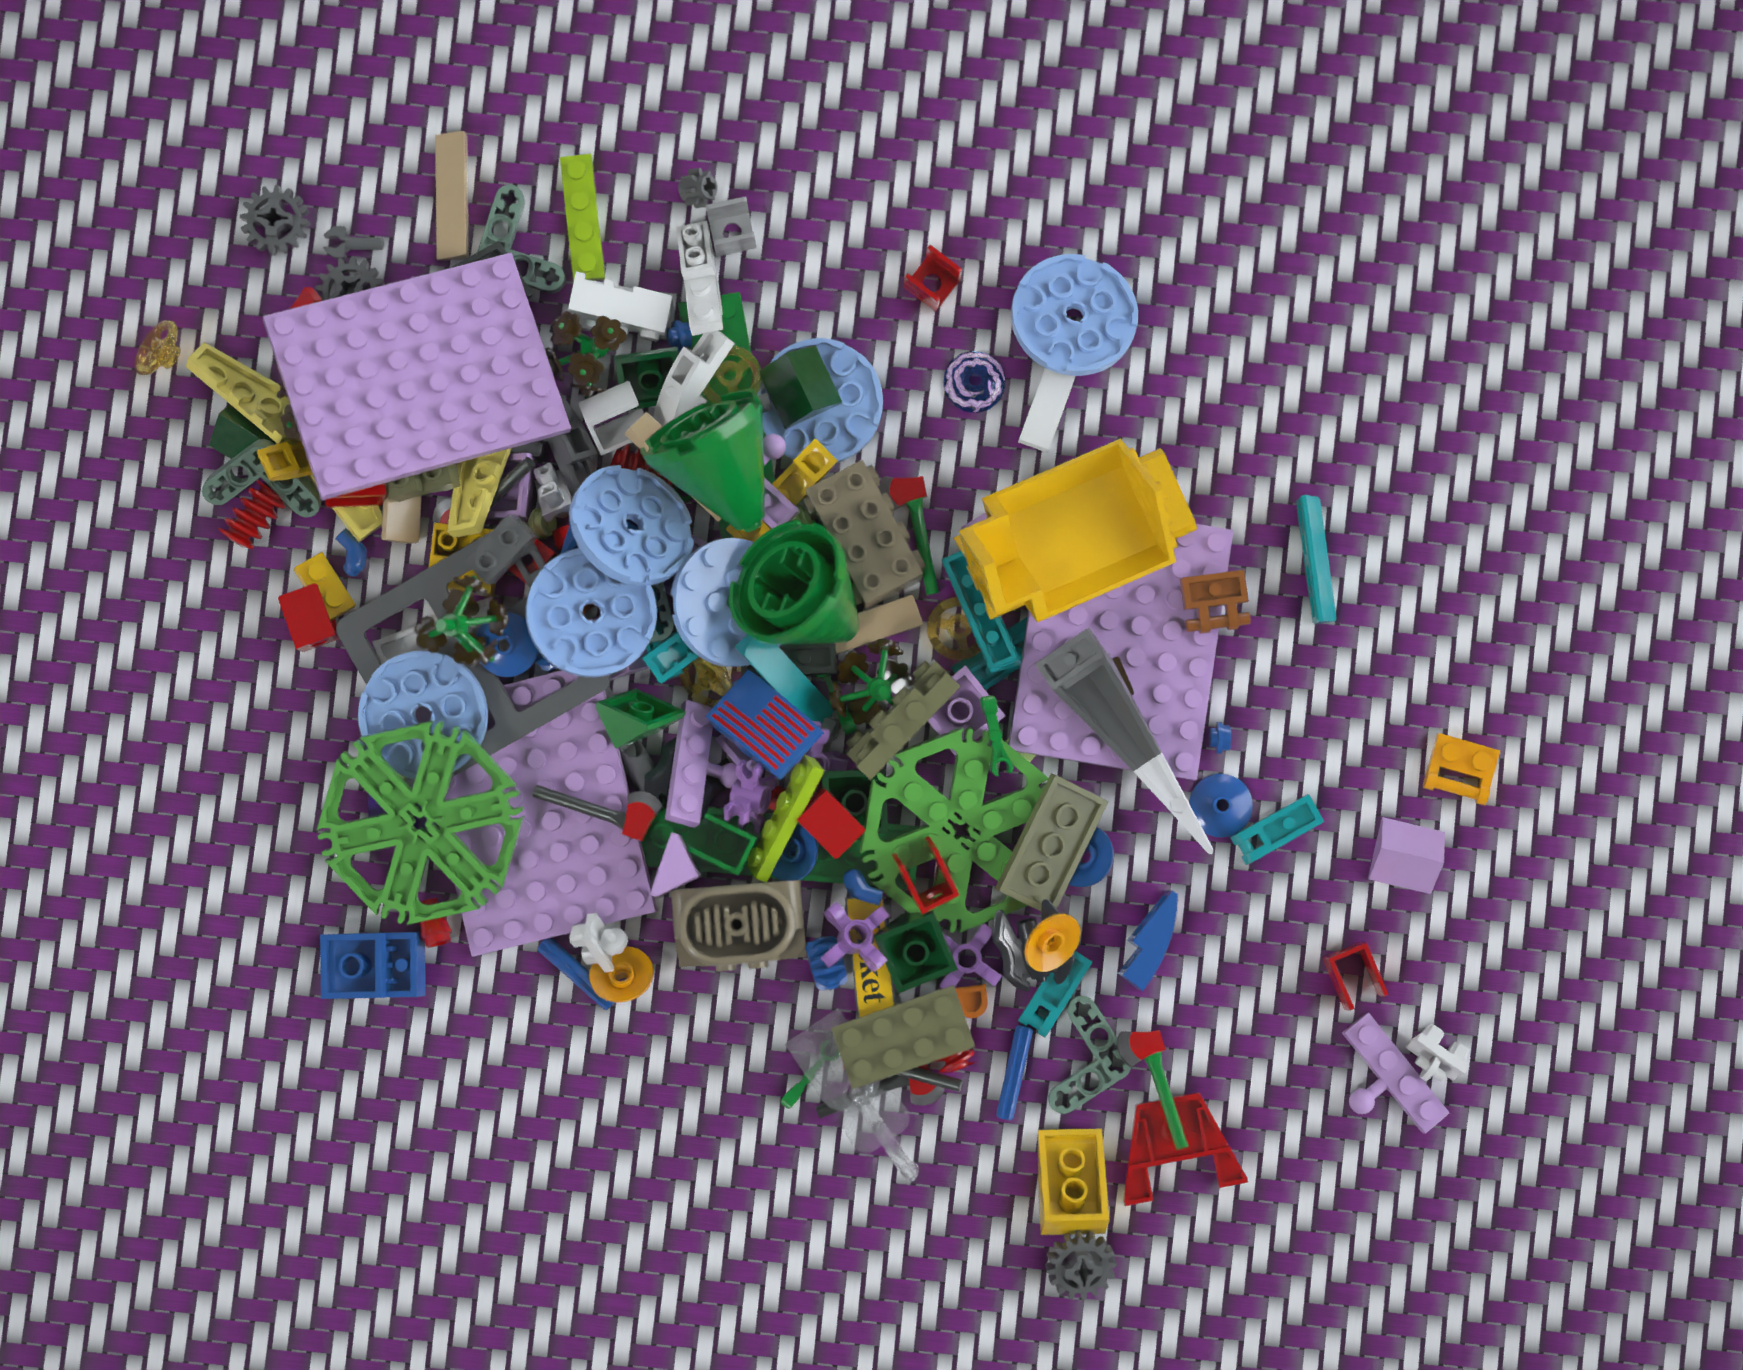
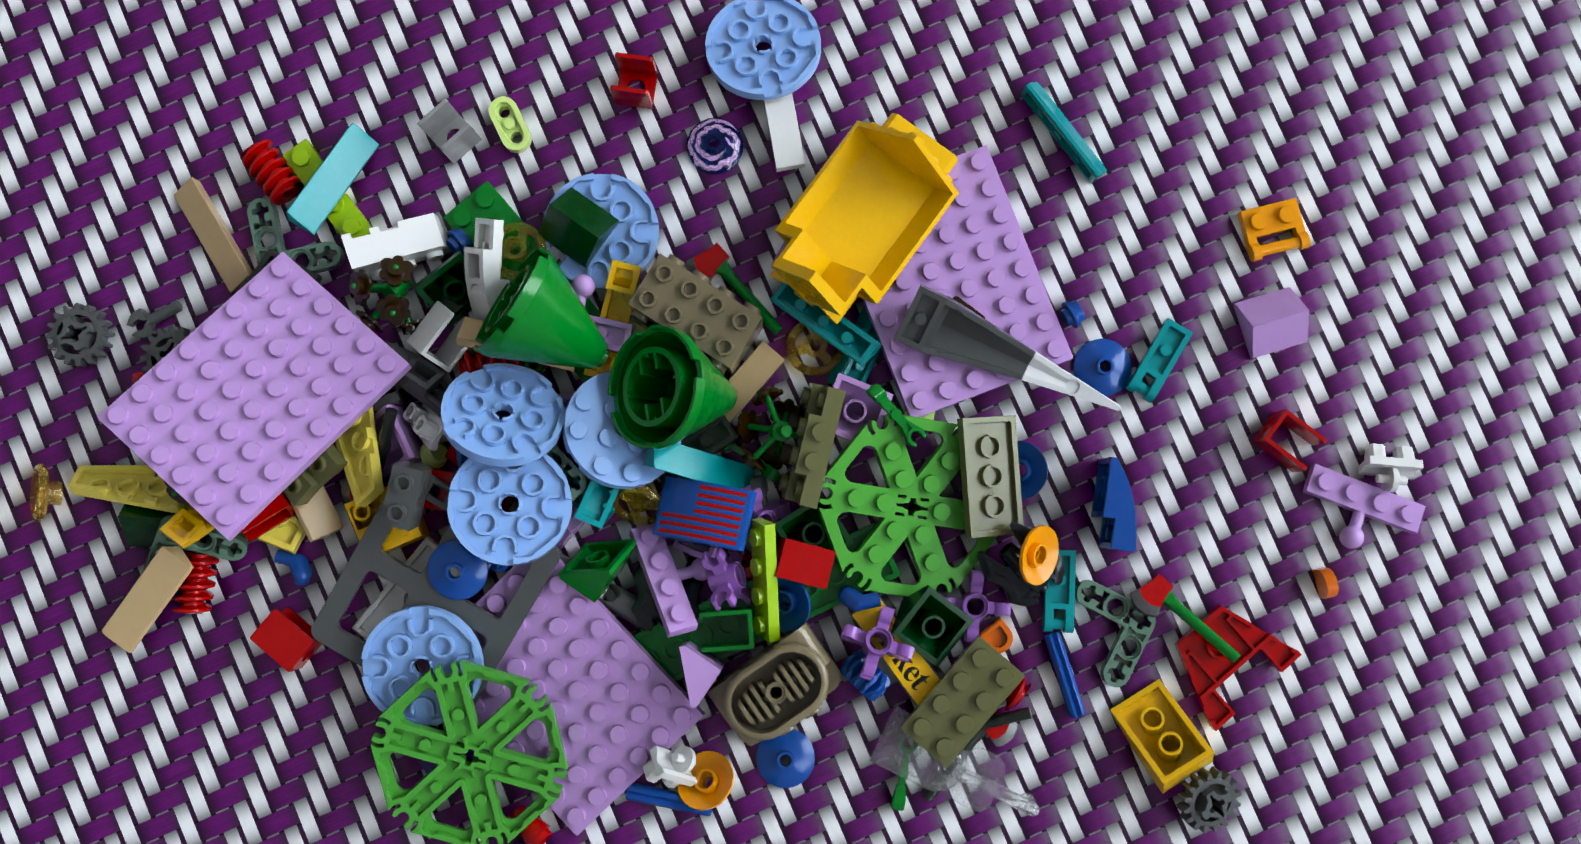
camera: 25 degrees left, 0 degrees up
(203, 505) = (148, 597): none -> tan slope
(334, 593) = (292, 605): yellow plate -> none
(456, 623) = (428, 591): dark brown plant -> none
(540, 168) = (270, 172): none -> red piece
(595, 209) = (332, 179): none -> slope
(635, 822) = (645, 654): piece -> none
(697, 188) = (405, 116): dark grey gear -> none
(700, 278) = (448, 186): white slope -> none
(724, 995) = (802, 759): none -> blue dish
(791, 252) = (511, 125): none -> yellowish green plate
(947, 887) = (927, 559): red piece -> none
(1211, 591) = (1001, 199): dark orange plate -> none
(1311, 1130) = (1326, 582): none -> orange tile

